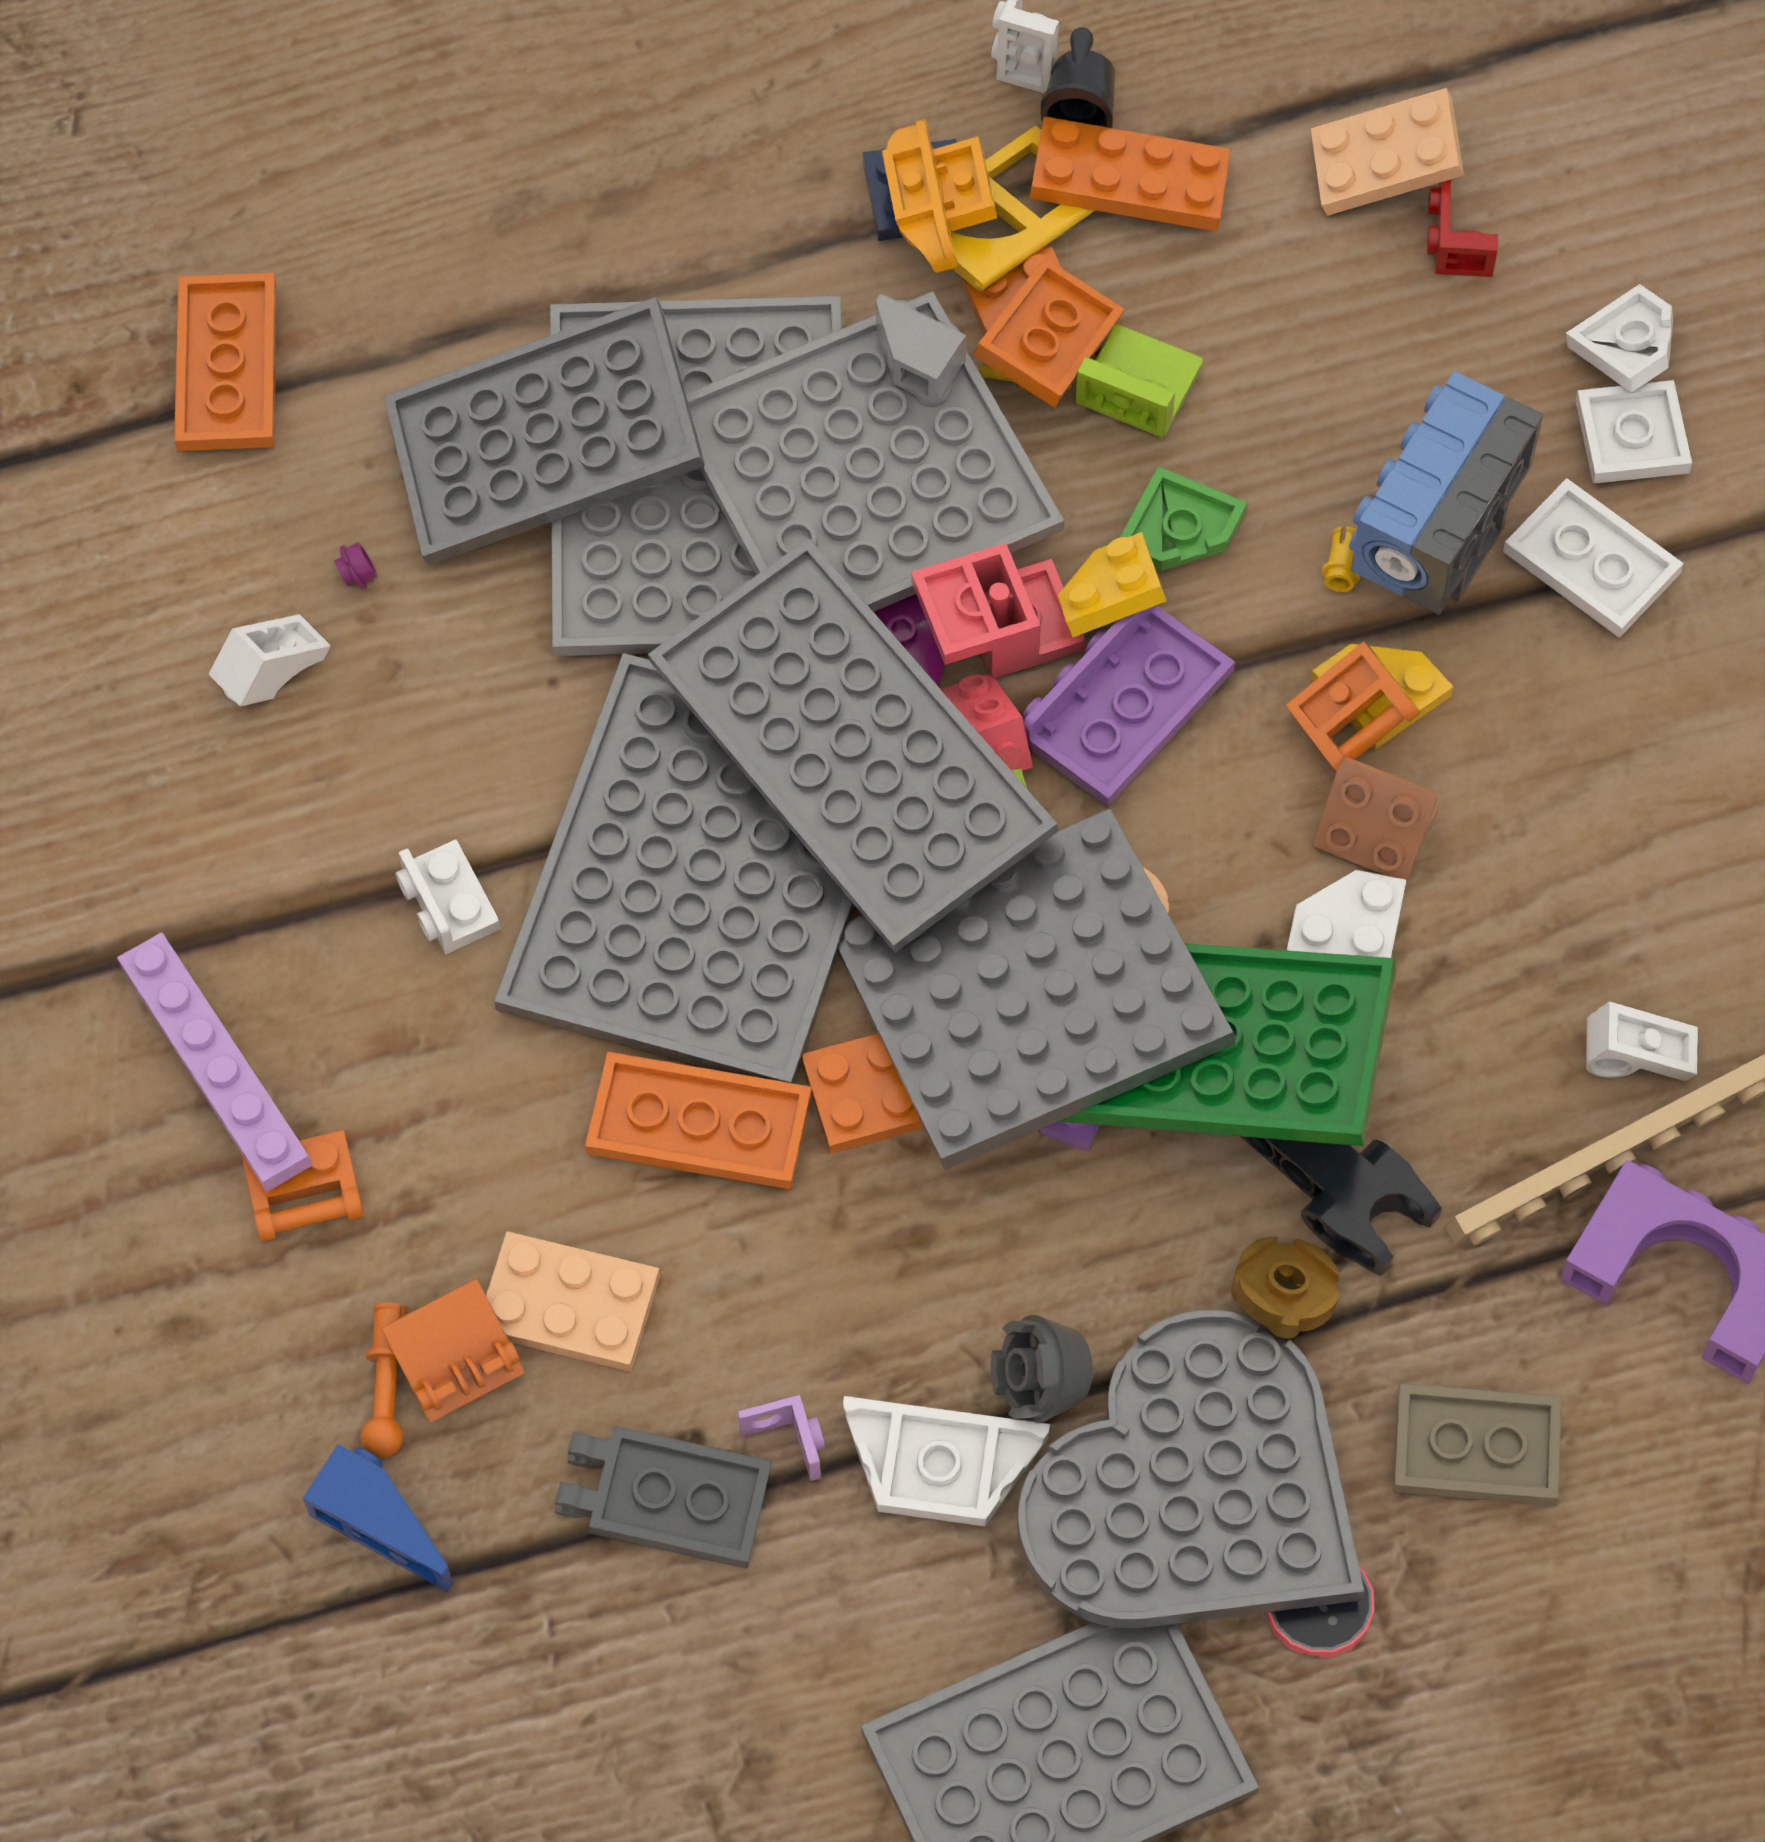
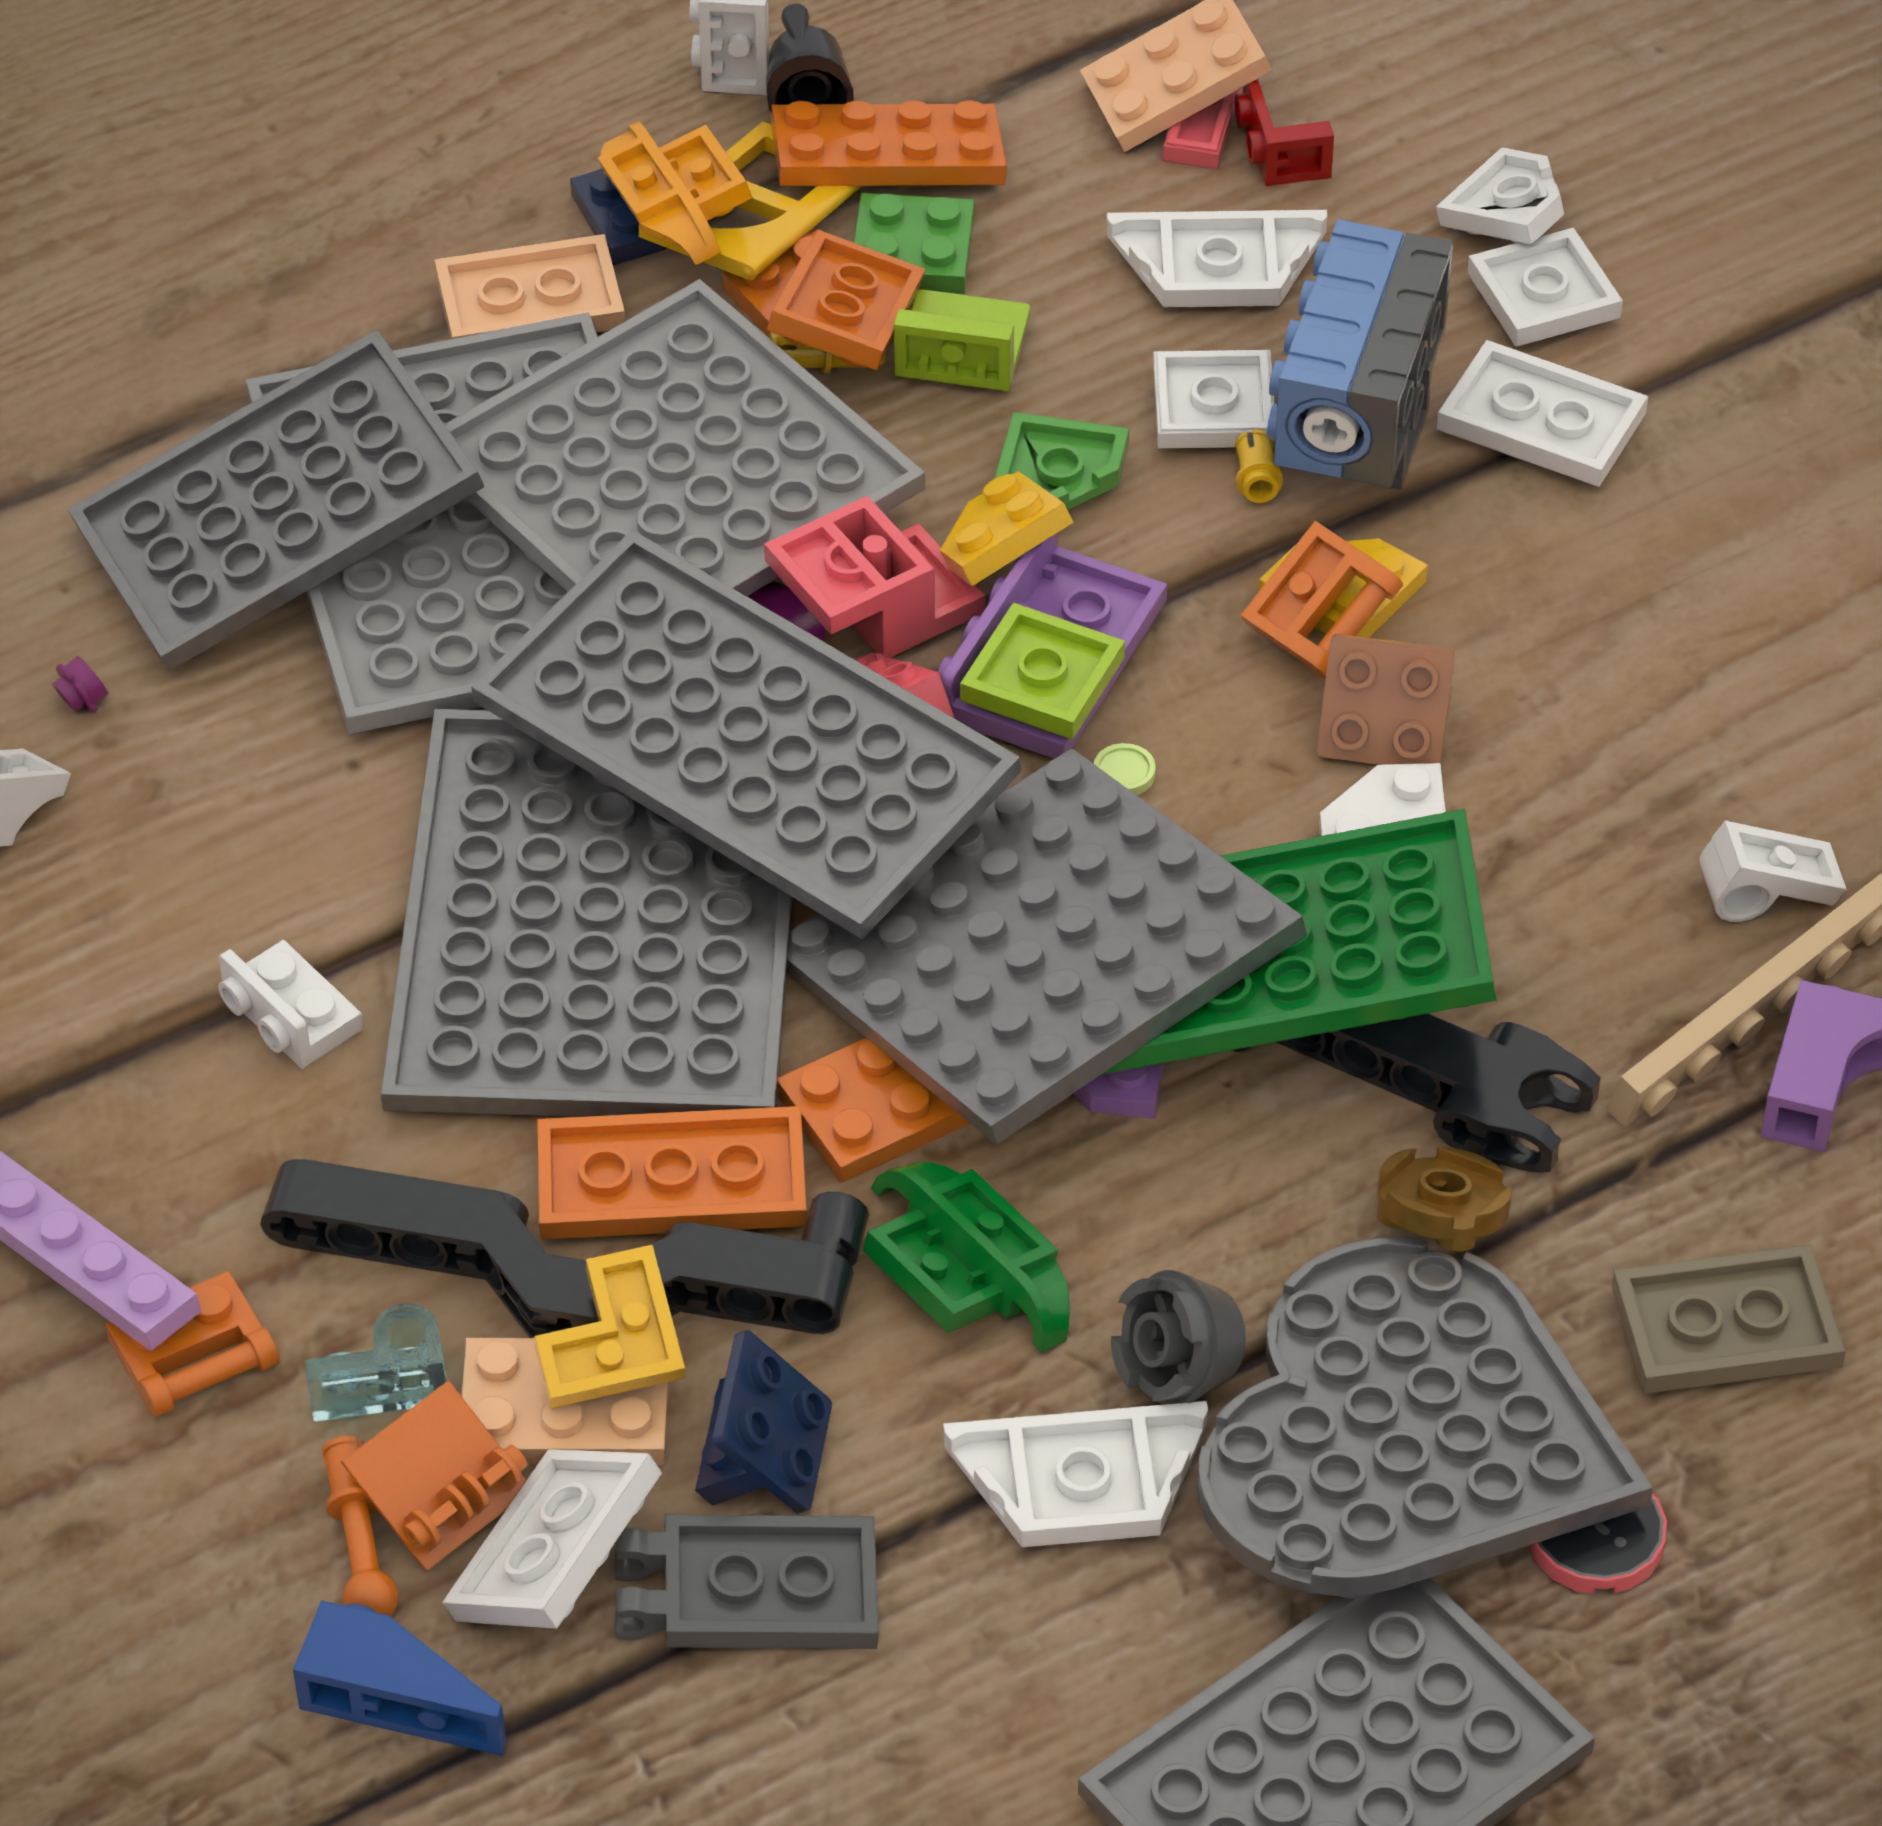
camera: 15 degrees left, 15 degrees down
(438, 1255) = (391, 1378): none -> clear light blue plate
(523, 1427) = (552, 1538): none -> white plate
(593, 1218) = (486, 1237): none -> black beam
(620, 1279) = (628, 1346): none -> yellow plate
(708, 1369) = (764, 1429): none -> dark blue bracket
(787, 1412) = (889, 1460): lavender bracket -> none
(801, 257) = (530, 286): none -> light nougat plate
(905, 1246) = (968, 1253): none -> green plate
(918, 349) = (702, 327): light grey slope -> none
(1107, 730) = (1042, 670): none -> lime plate
(1131, 269) = (922, 232): none -> bright green plate
(1155, 824) = (1128, 765): none -> yellowish green piece
(1324, 481) = (1210, 396): none -> white plate
(1372, 341) = (1218, 254): none -> white wing
(1394, 216) = (1201, 136): none -> coral tile

